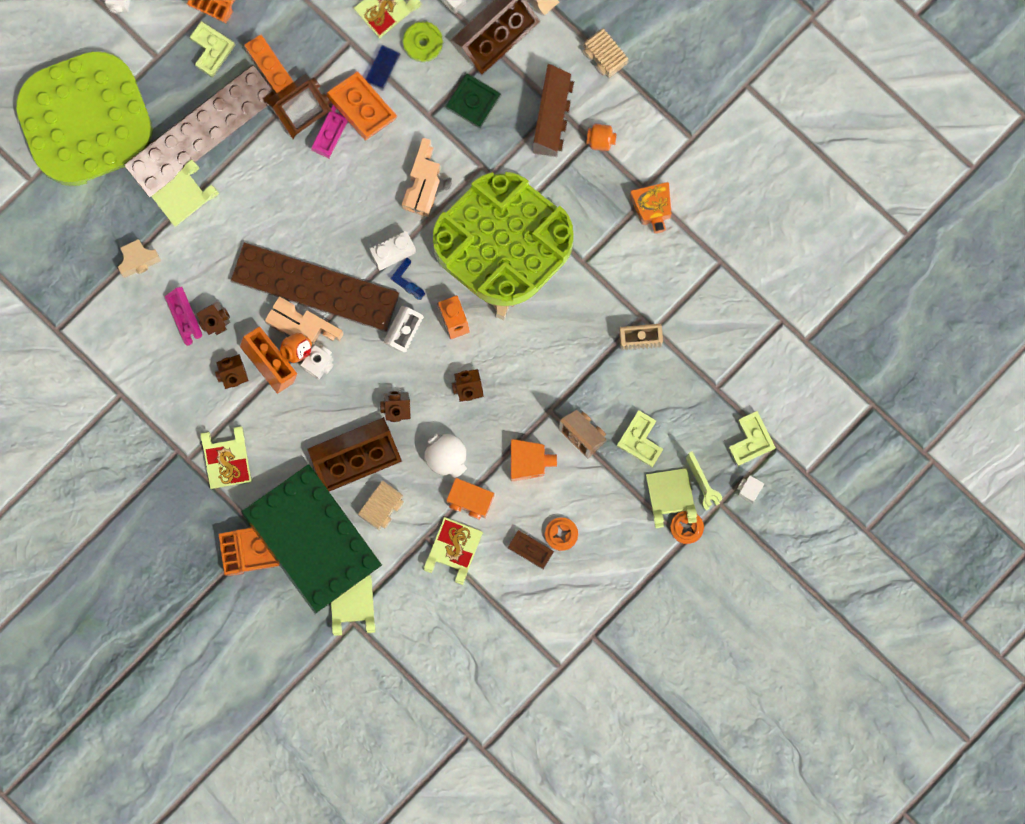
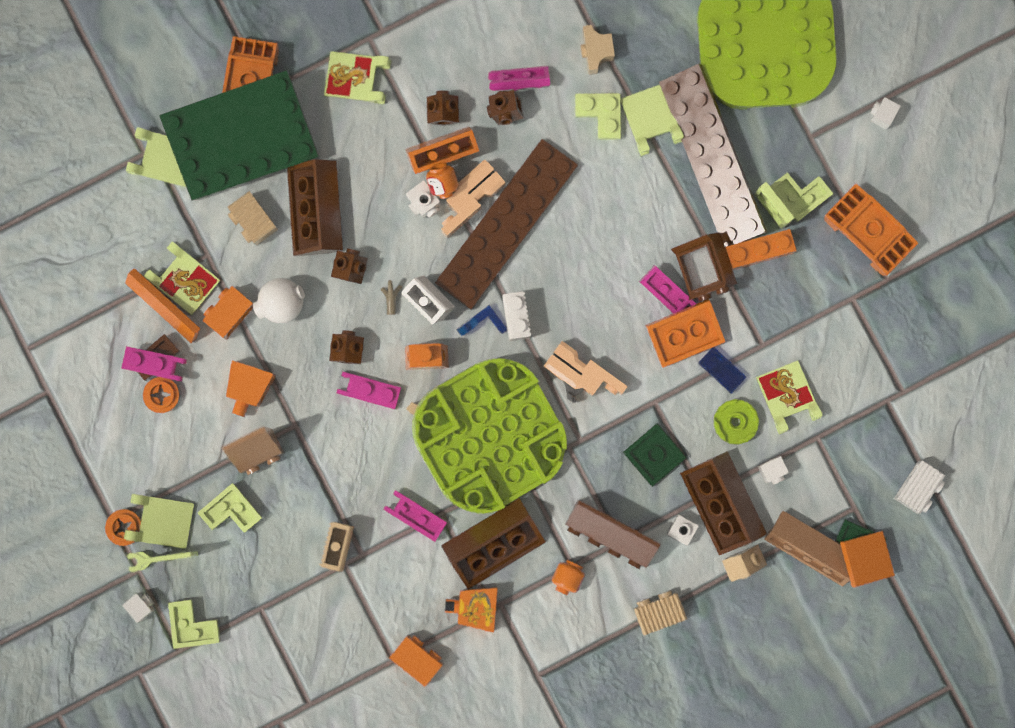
camera: 110 degrees right, 5 degrees up
(187, 235) = (605, 107): none -> yellowish green plate
(228, 65) = (774, 205): none -> yellowish green plate
(411, 364) = (391, 297): none -> dark tan bar
(483, 558) = (162, 305): none -> orange tile
(498, 355) = (371, 391): none -> dark pink hinge
(529, 62) = (674, 530): none -> white plate
(537, 548) = (151, 363): none -> dark pink hinge
(593, 208) = (493, 543): none -> reddish brown slope
(593, 279) = (417, 517): none -> dark pink hinge
(714, 240) = (417, 660): none -> orange brick

